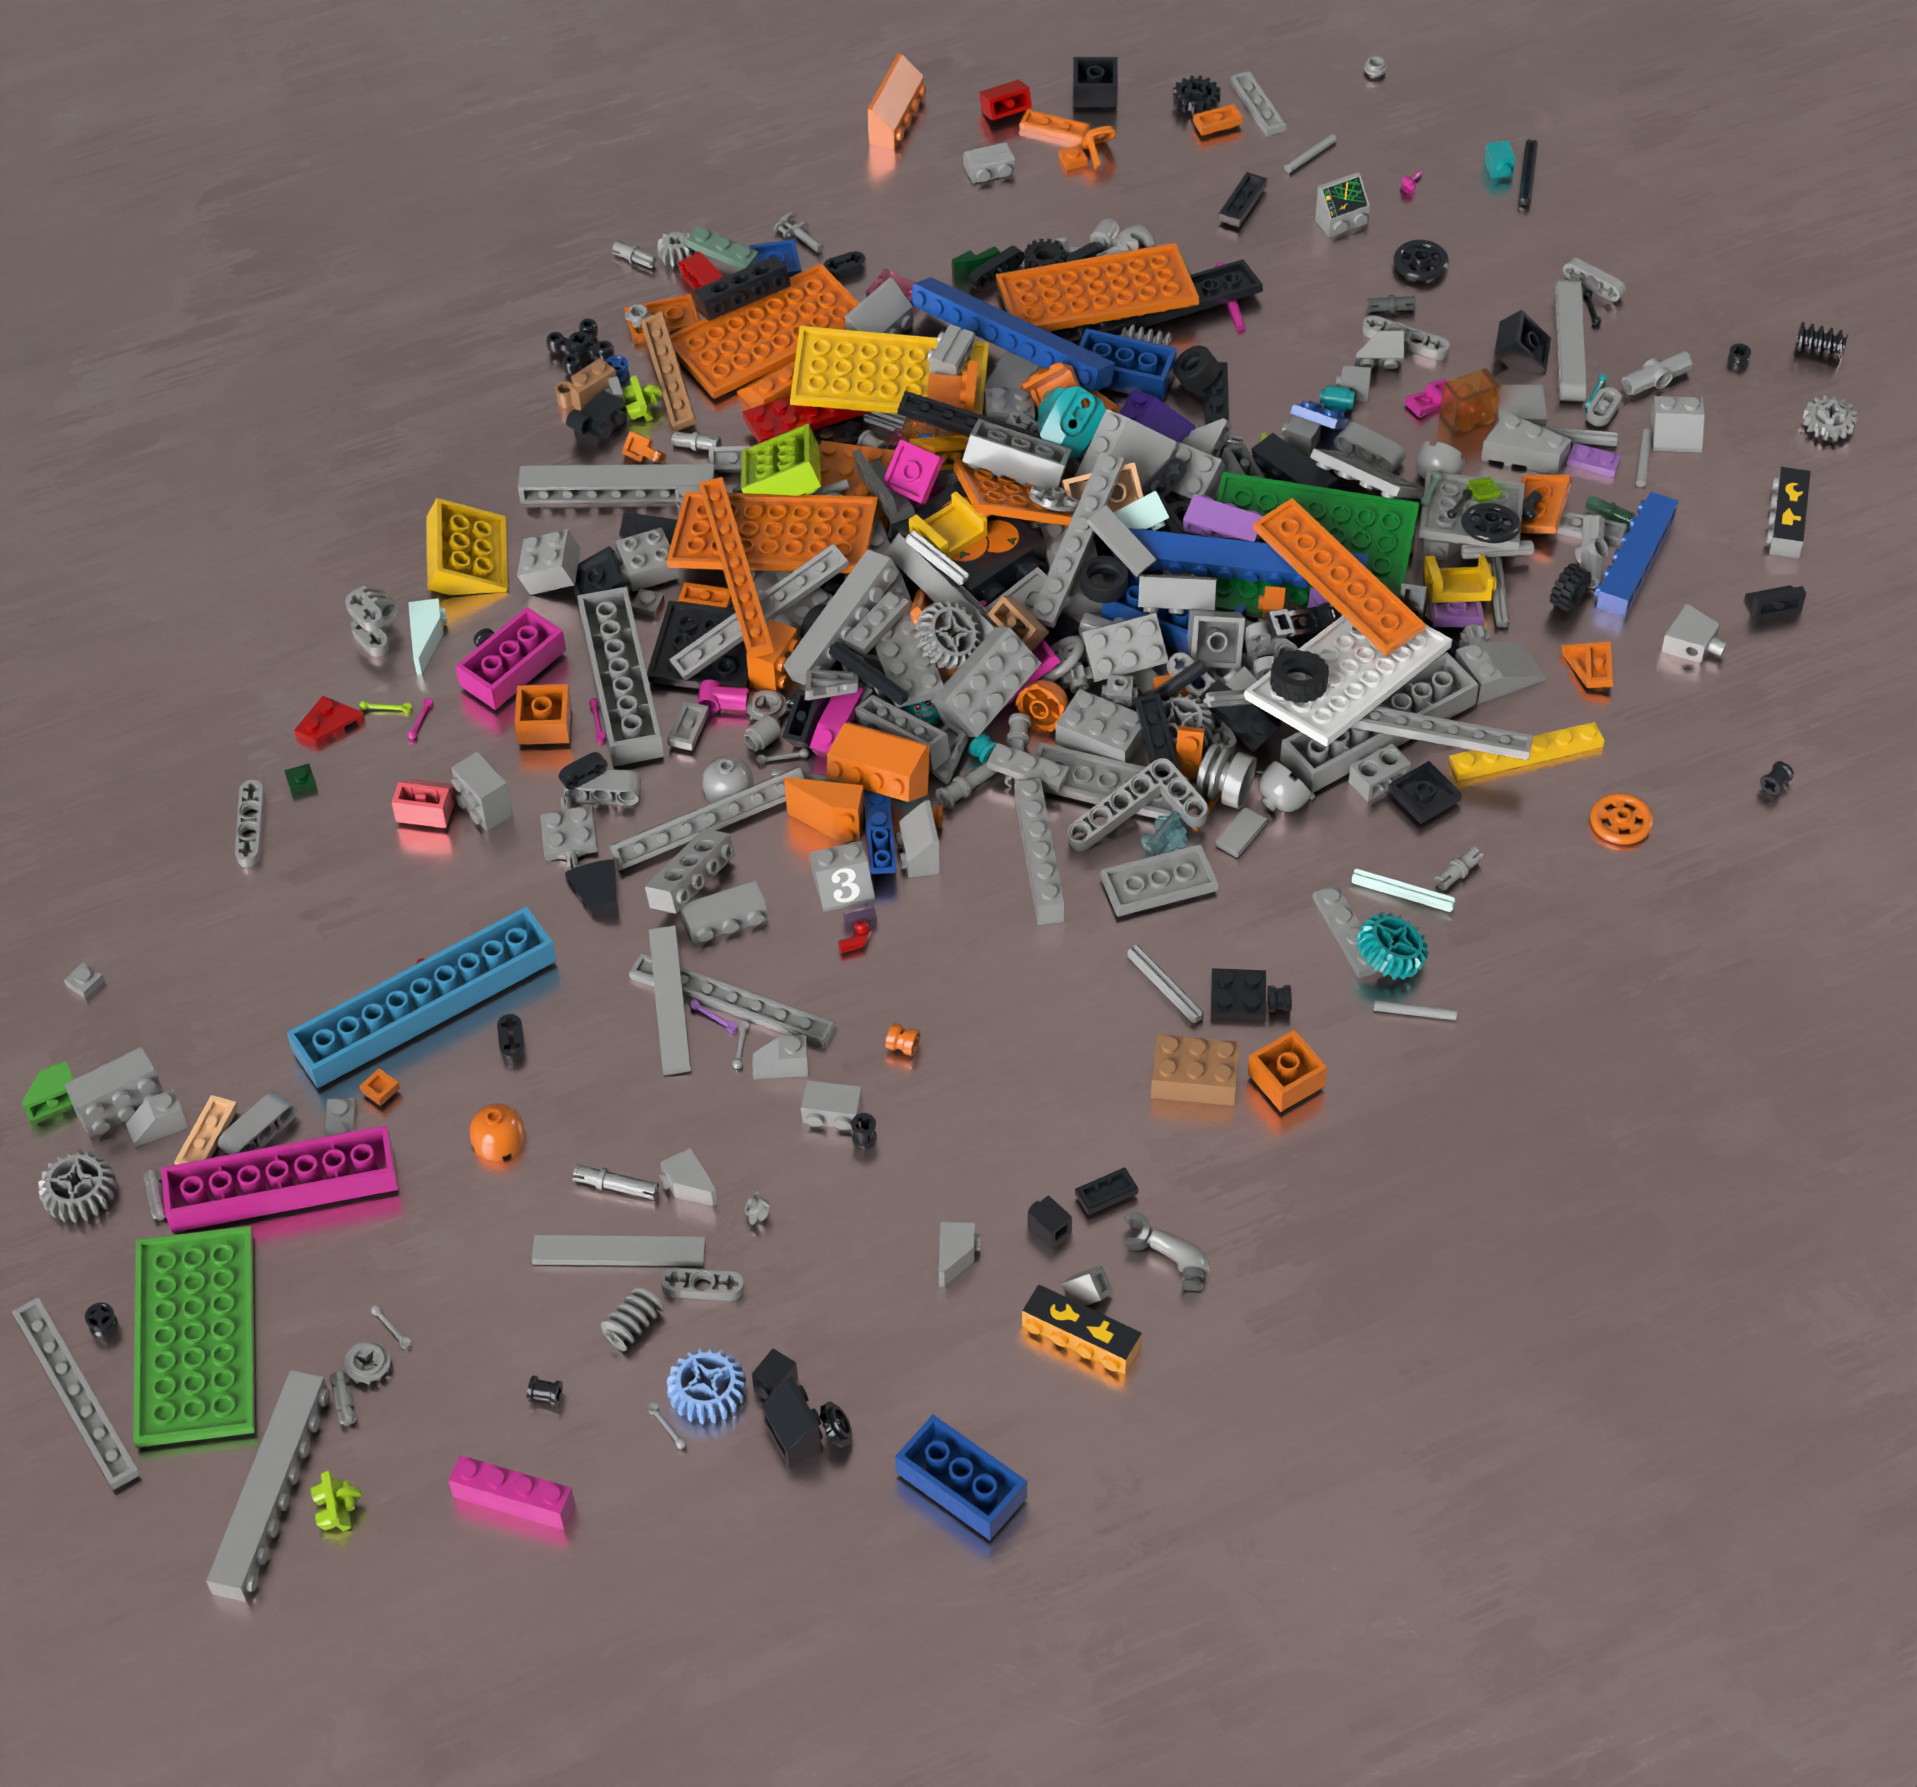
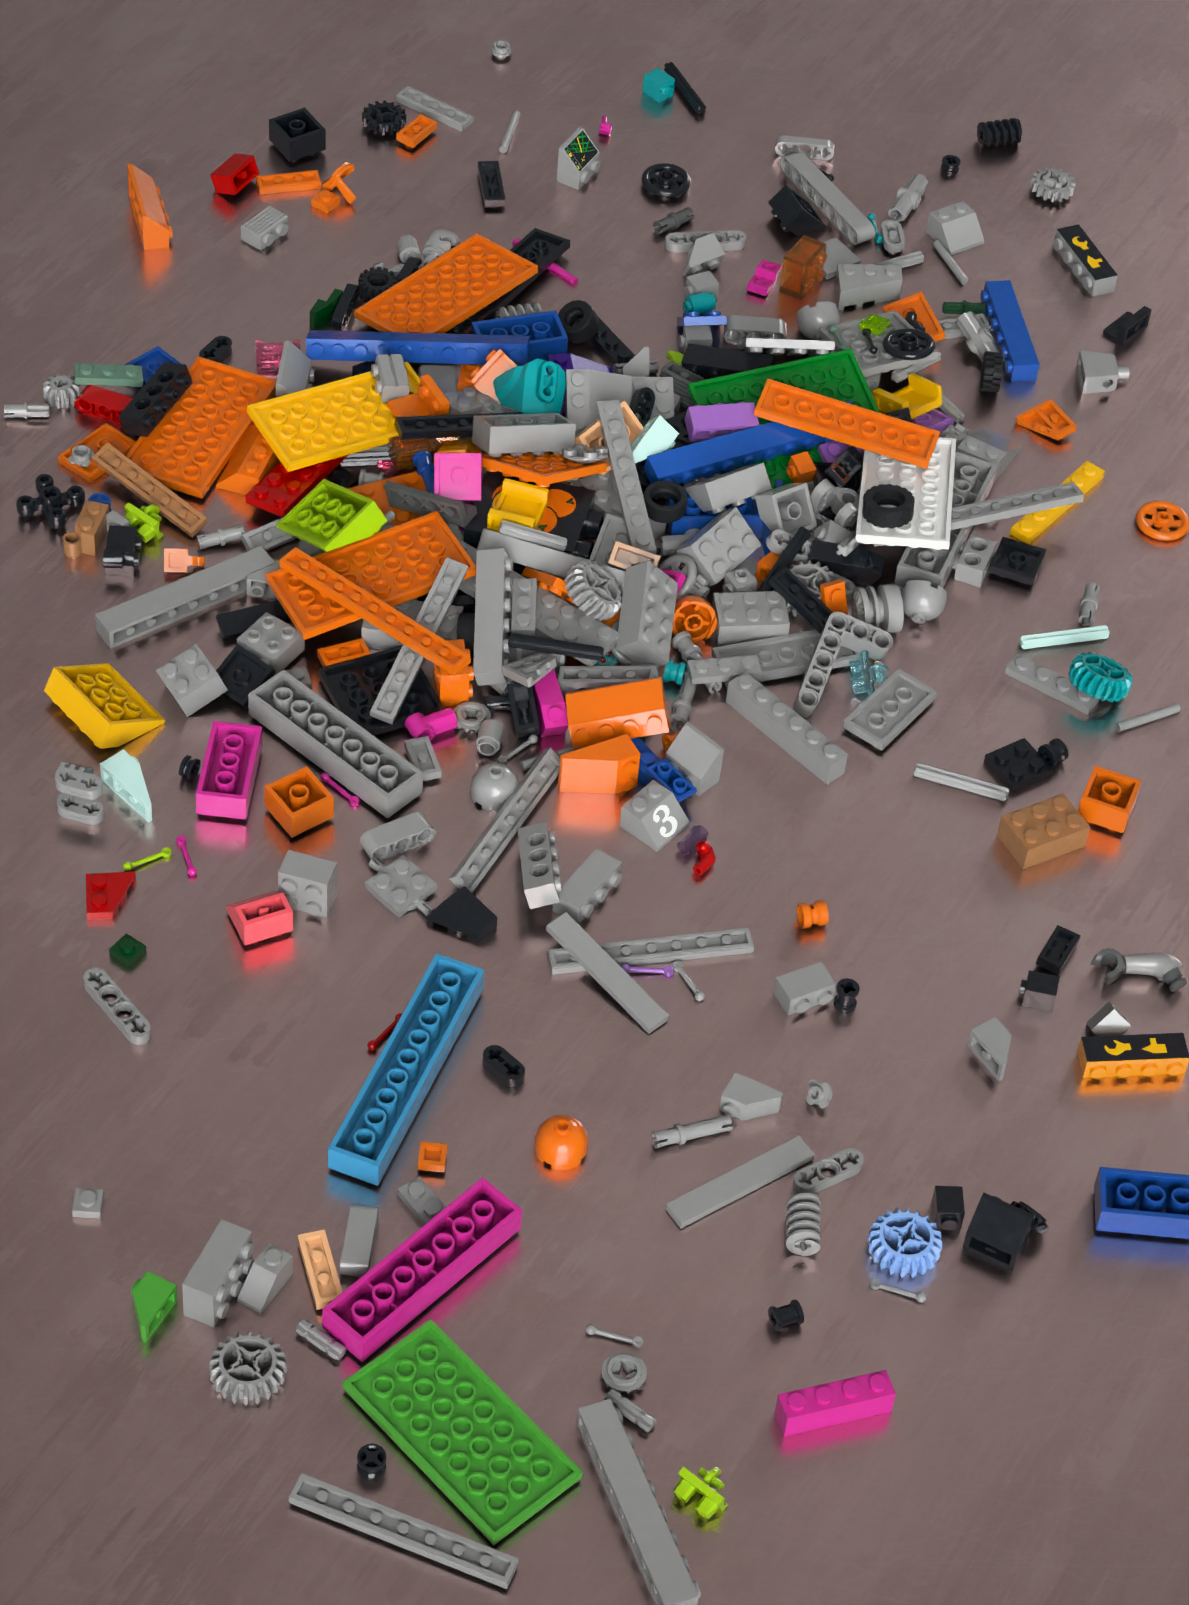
camera: 40 degrees left, 5 degrees down
(583, 770) = (382, 827): black beam -> none
(781, 1058) = (735, 973): light grey slope -> none
(797, 231) = (150, 340): light grey piece -> none
(1121, 540) = (663, 464): light grey tile -> none
(1241, 832) = (914, 648): light grey tile -> none
(1593, 460) = (920, 277): medium lavender plate -> none

